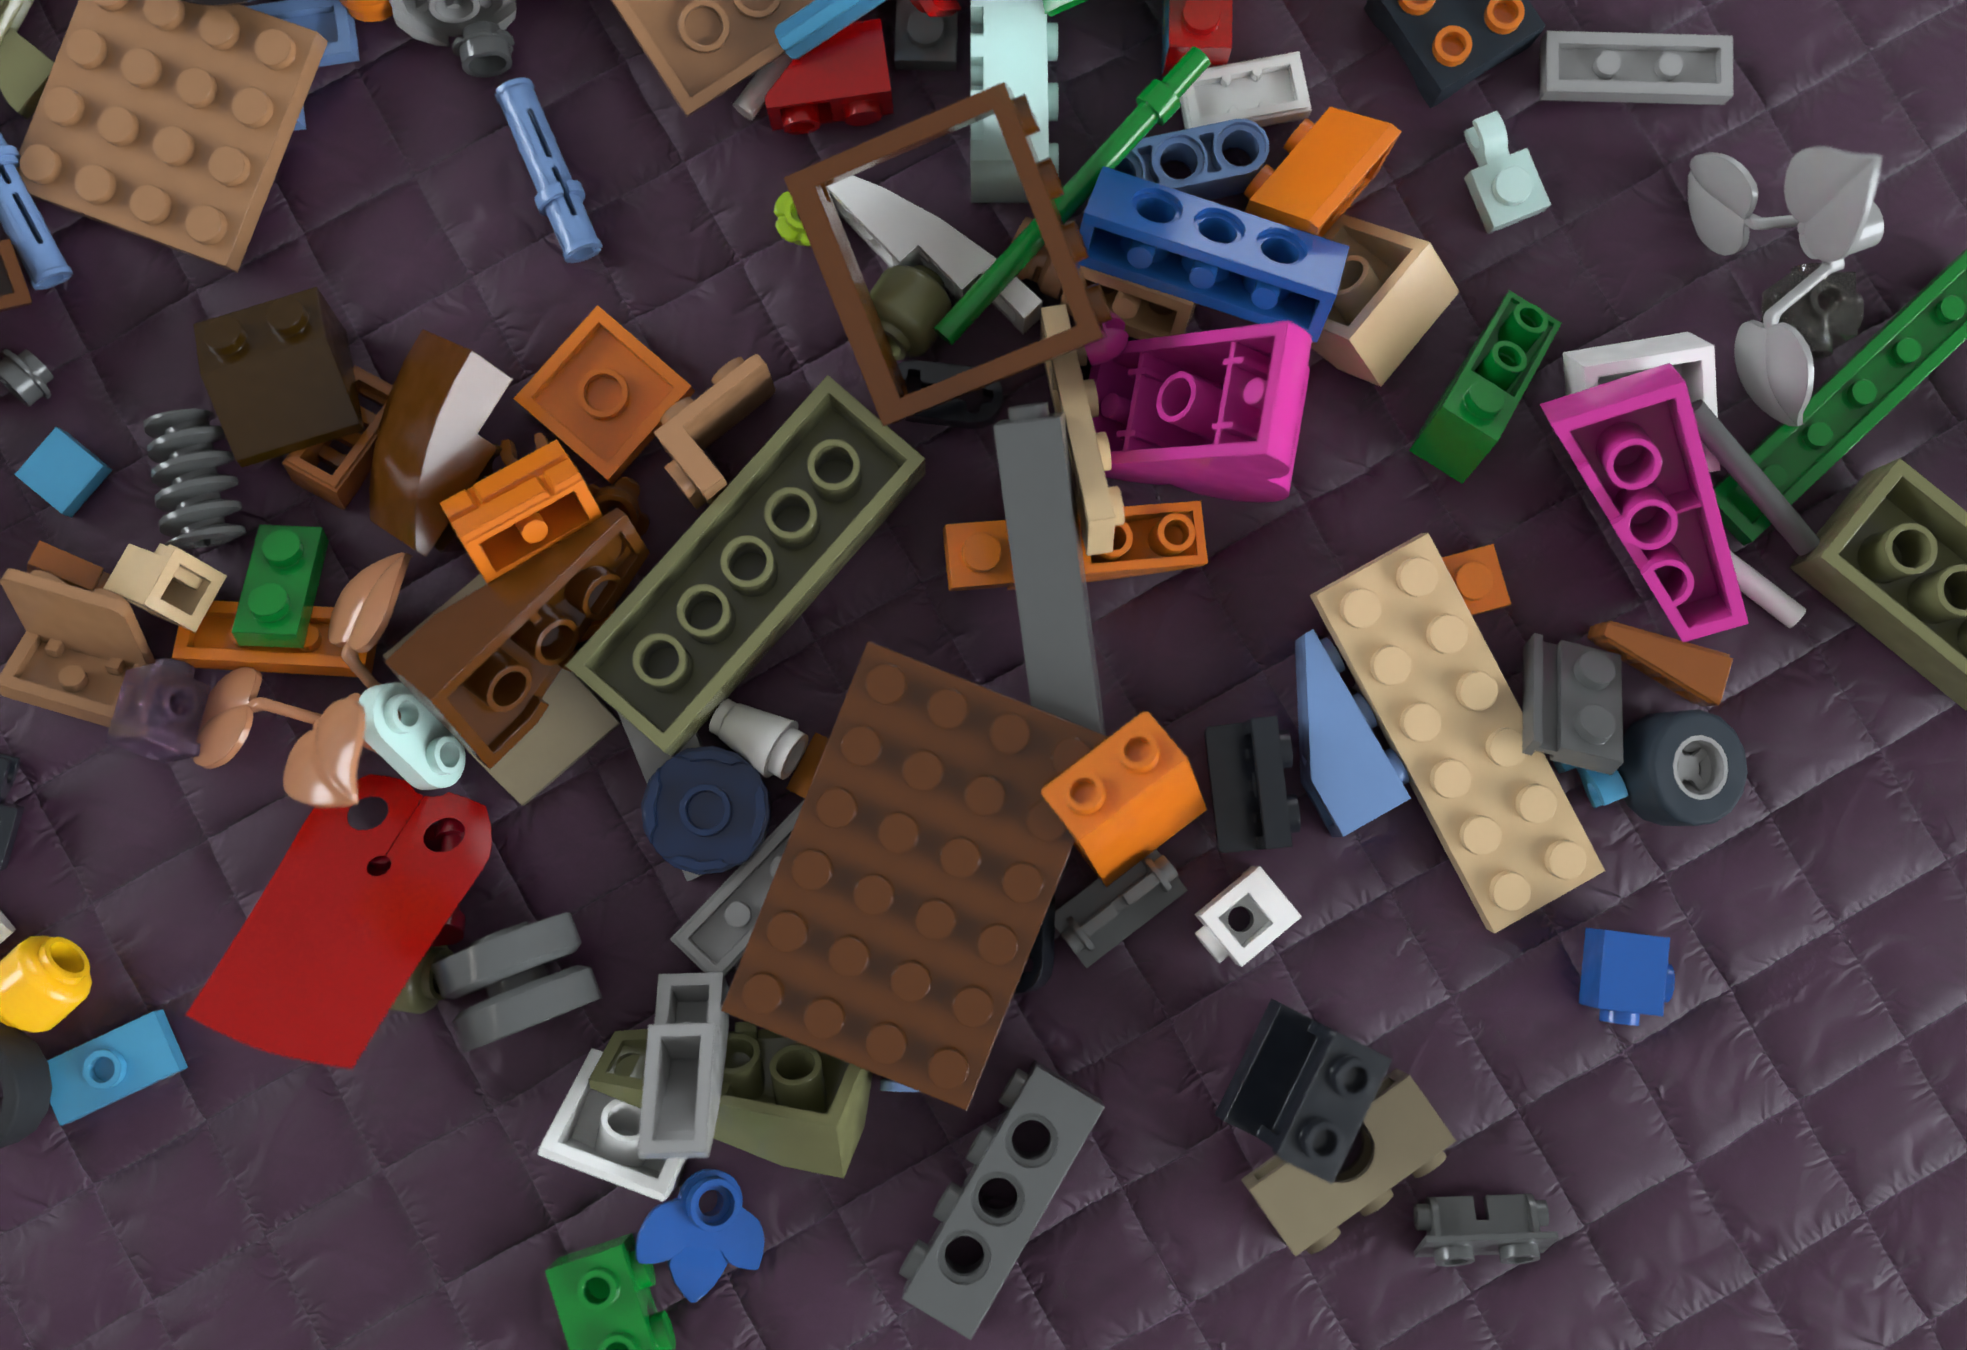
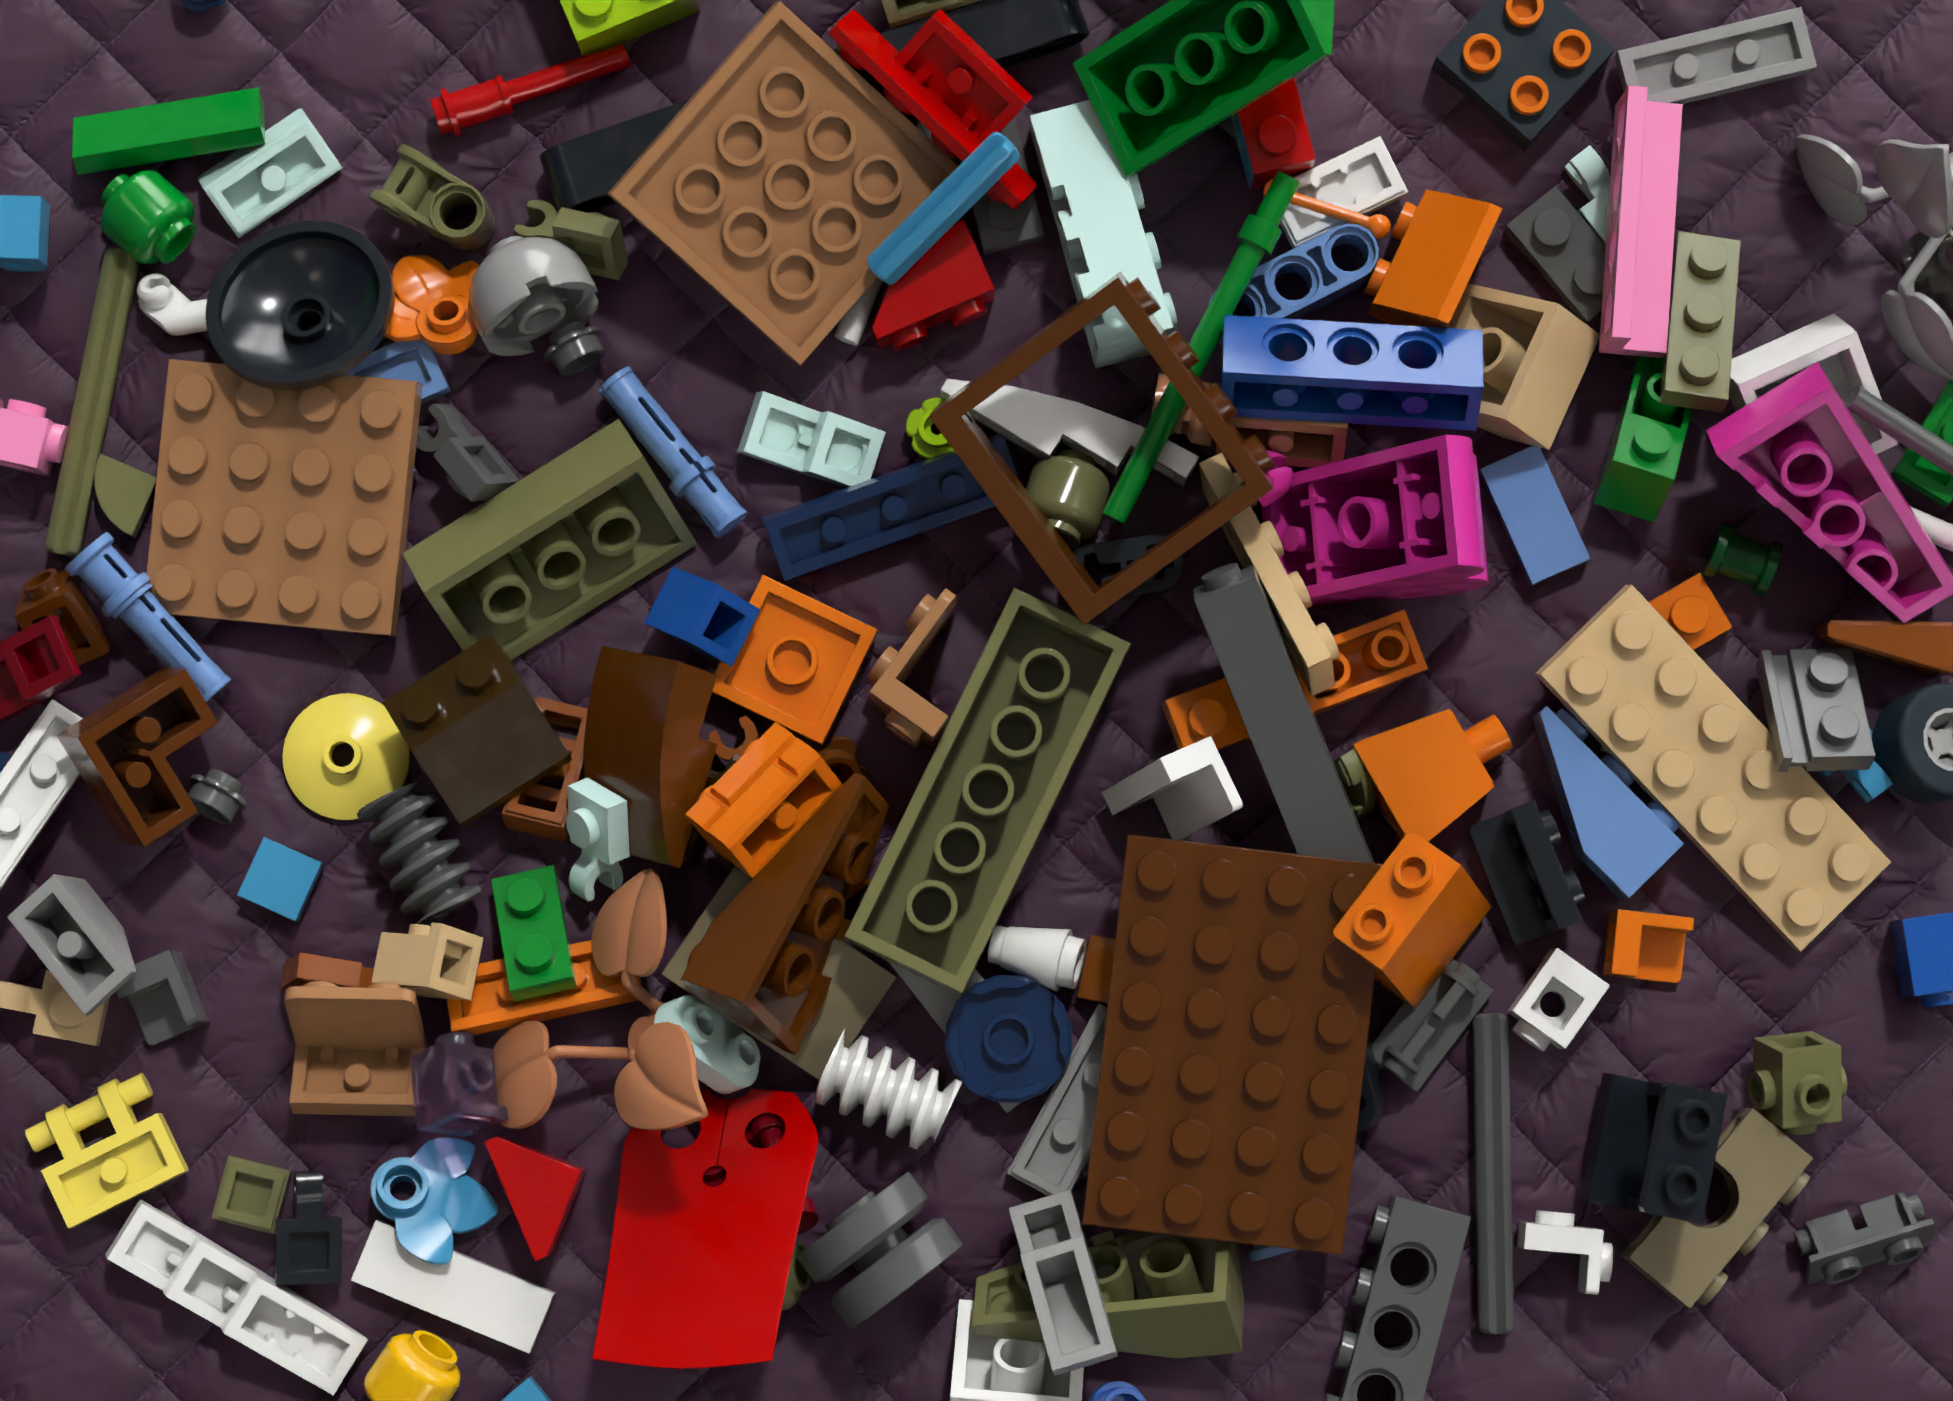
camera: 10 degrees left, 0 degrees up
(111, 903) = (459, 1291): none -> white tile
(124, 818) = (443, 1199): none -> dark azure plate
(125, 364) = (378, 762): none -> light yellow dish
(212, 833) = (538, 1189): none -> red slope
(350, 127) = (469, 460): none -> dark grey plate
(368, 500) = (600, 828): none -> light aqua plate
(405, 225) = (551, 545): none -> olive slope
(526, 327) = (702, 616): none -> blue brick
(571, 828) = (886, 1091): none -> white piece
(682, 197) = (810, 441): none -> light aqua slope
(722, 277) = (877, 512): none -> dark blue plate
(943, 608) = (1187, 787): none -> white panel
(1109, 654) = (1356, 783): none -> olive tile
(1138, 1068) = (1492, 1173): none -> dark grey axle
(1183, 660) = (1431, 770): none -> orange torso
(1184, 1144) = (1558, 1234): none -> white bracket
(1274, 130) = (1377, 224): none -> orange hinge
(1346, 886) = (1646, 945): none -> orange panel
(1348, 448) = (1534, 515): none -> medium blue tile
(1448, 211) = (1563, 251): none -> dark grey plate
(1460, 1059) = (1797, 1081): none -> olive brick
(1526, 195) = (1640, 226): none -> bright pink fence
(1538, 542) = (1742, 559): none -> dark green bush
(1558, 305) = (1701, 322): none -> plate

